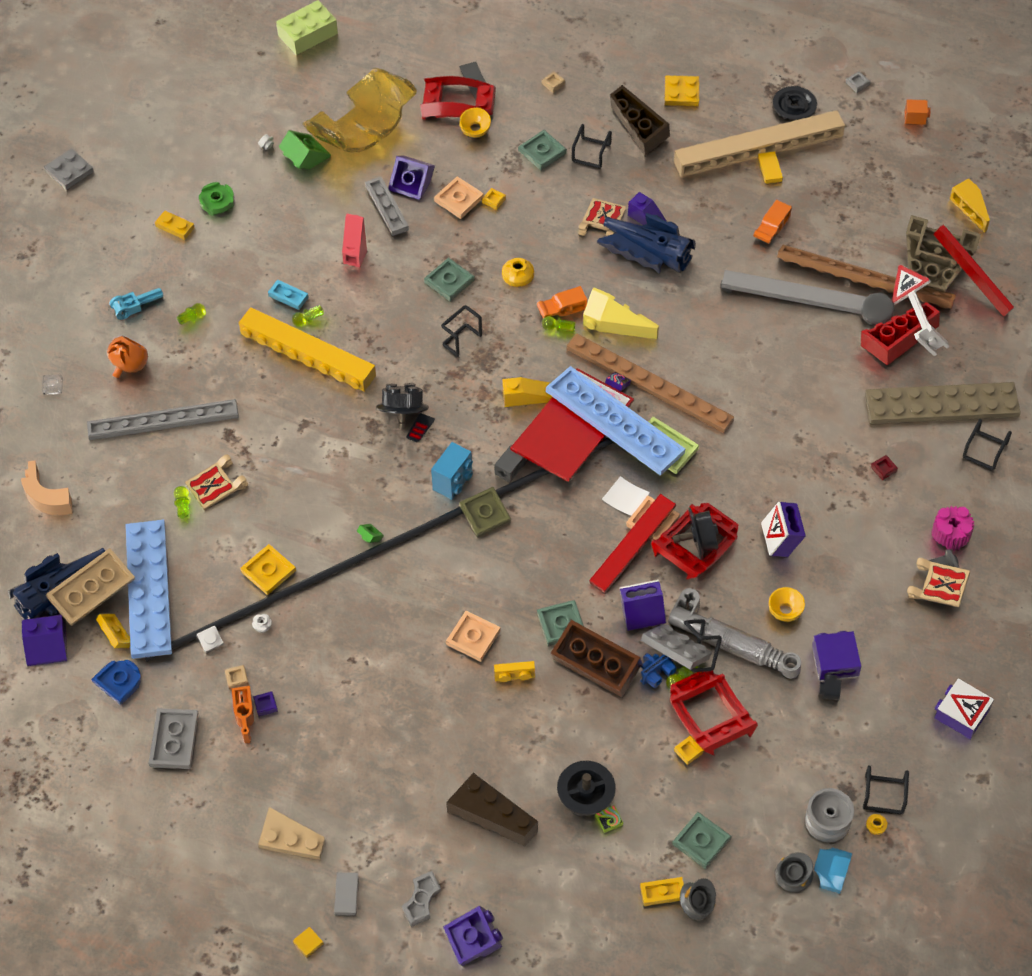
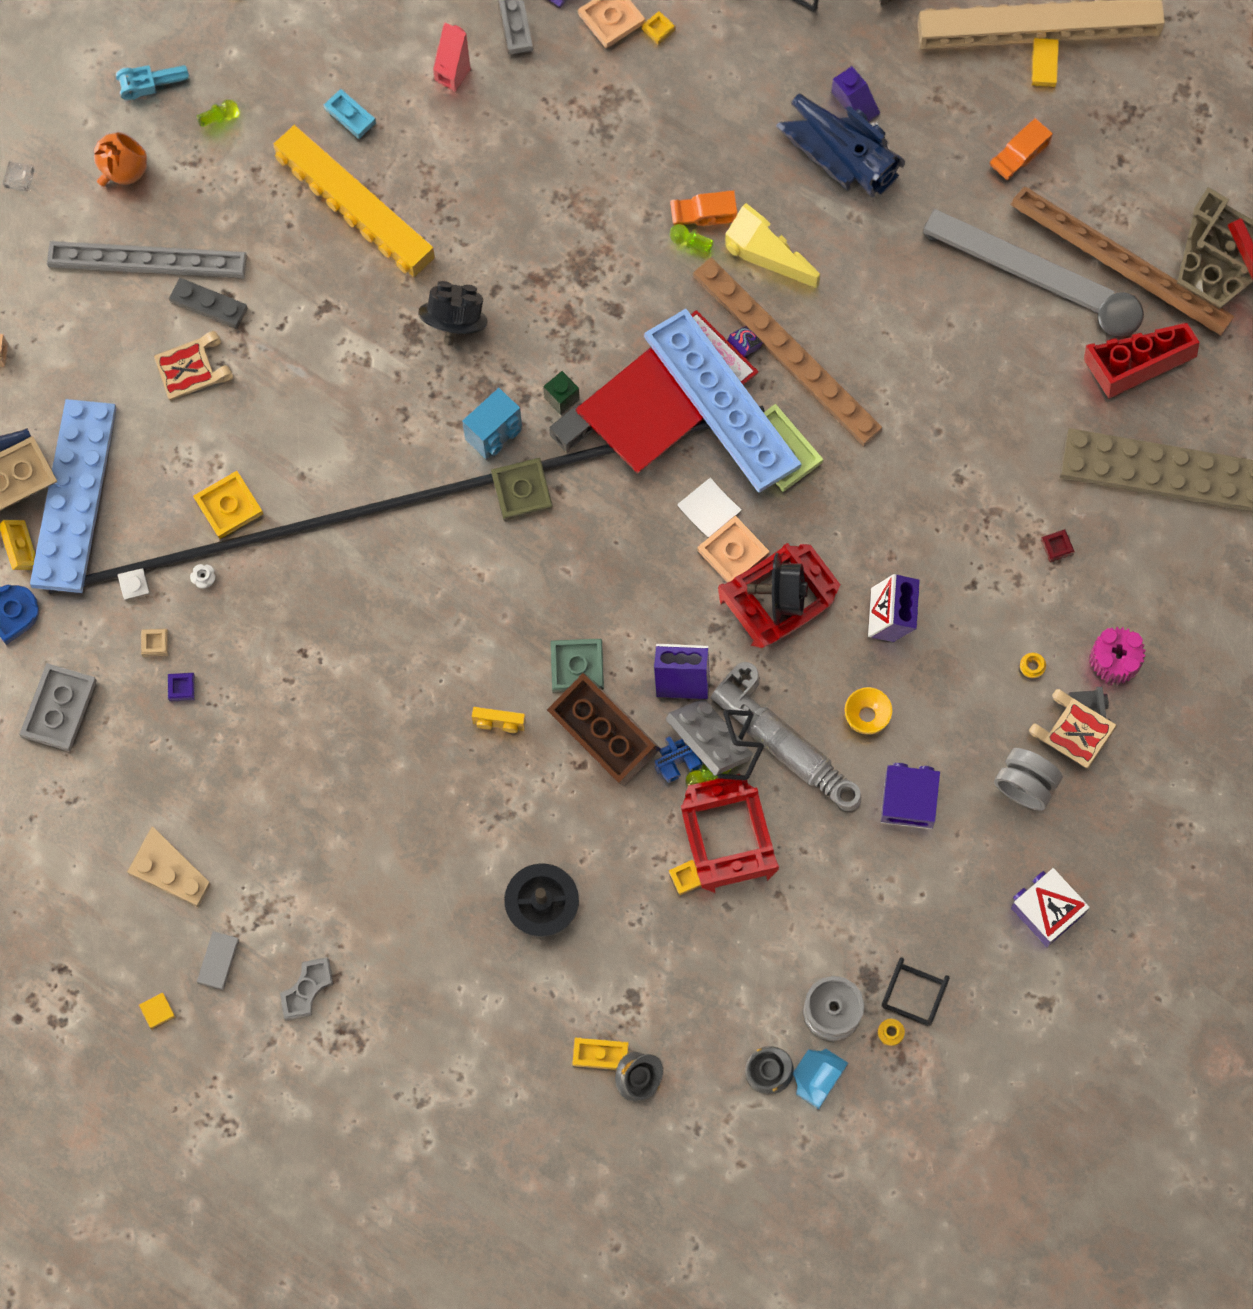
camera: 15 degrees right, 15 degrees up
(181, 501) = (144, 373): clear neon green axle -> none
(216, 438) = (208, 303): none -> dark grey plate
(242, 708) = (151, 681): orange piece -> none
(299, 318) = (357, 151): clear neon green axle -> none
(370, 533) = (368, 485): bright green plate -> none
(420, 427) = (472, 347): black sticker -> none
(449, 279) = (566, 137): sand green tile -> none
(454, 334) = (542, 227): black piece -> none
(473, 636) = (460, 658): light nougat plate -> none
(473, 935) = (355, 1053): dark purple plate -> none
(487, 807) = (415, 893): dark brown wedge -> none
(495, 441) = (561, 392): none -> dark green brick
(518, 277) = (660, 156): yellow piece -> none
(524, 391) = (618, 328): yellow slope -> none
(597, 213) = (790, 81): flag -> none
(609, 819) = (563, 944): tile -> none
(632, 543) = (696, 579): red tile -> none
(701, 840) = (668, 998): sand green tile -> none
(830, 687) = (889, 838): black plate -> none
(894, 544) = (1033, 658): none -> yellow plate
(907, 285) = (1169, 291): white piece -> none
(919, 622) = (1028, 779): none -> light grey wheel
(977, 430) = (1197, 520): black piece -> none

